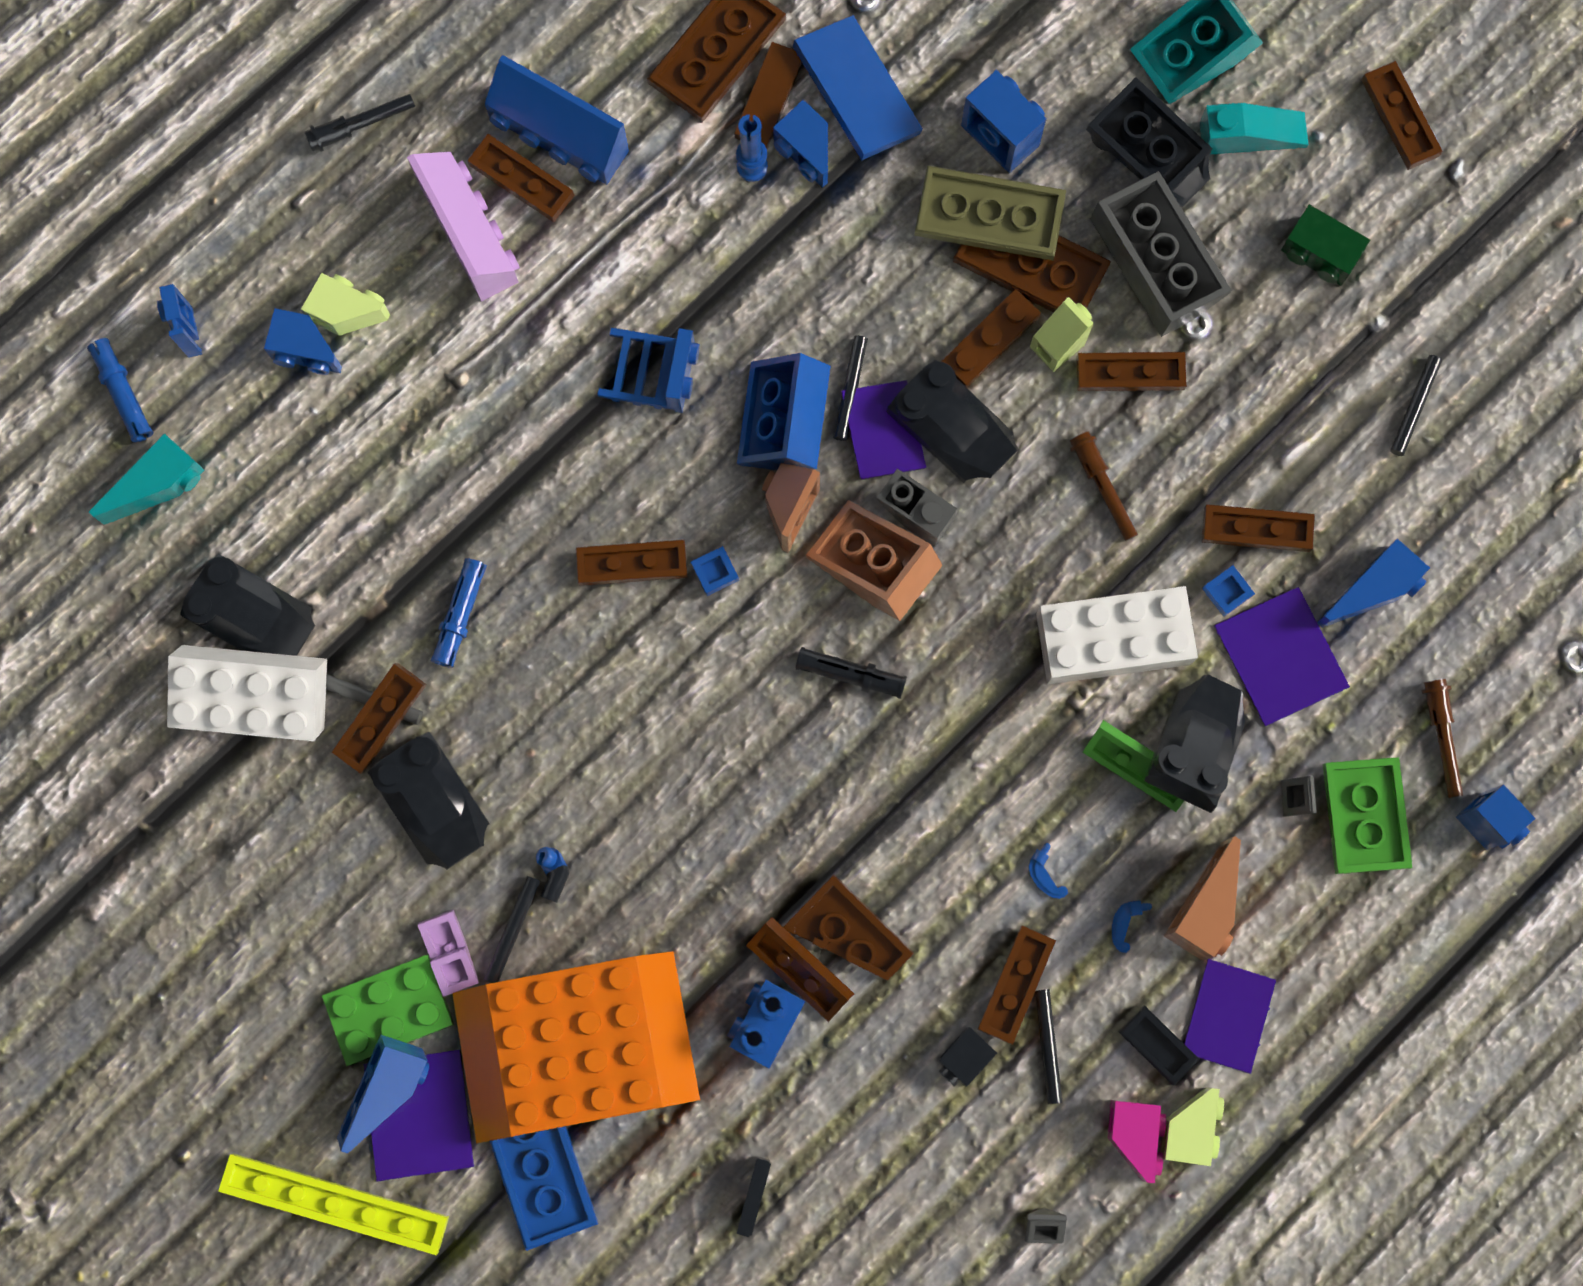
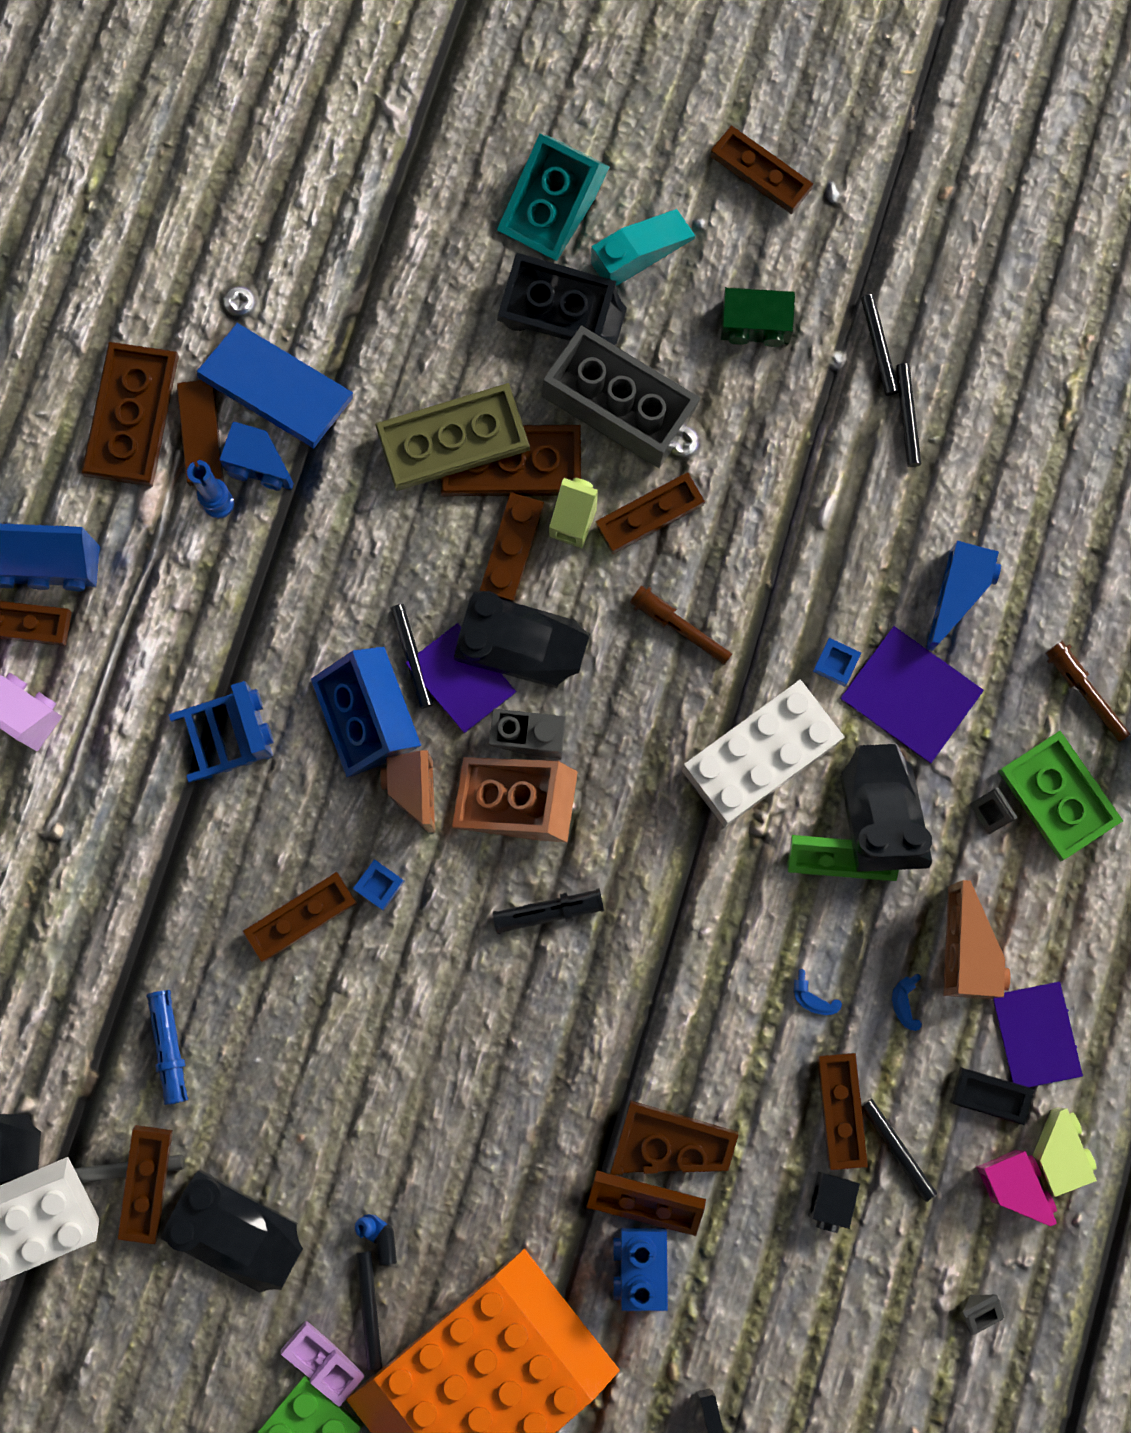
camera: 30 degrees left, 0 degrees up
(1003, 120) = (421, 349): blue brick -> none
(1258, 528) = (832, 593): reddish brown plate -> none
(1424, 329) = (879, 345): none -> black bar

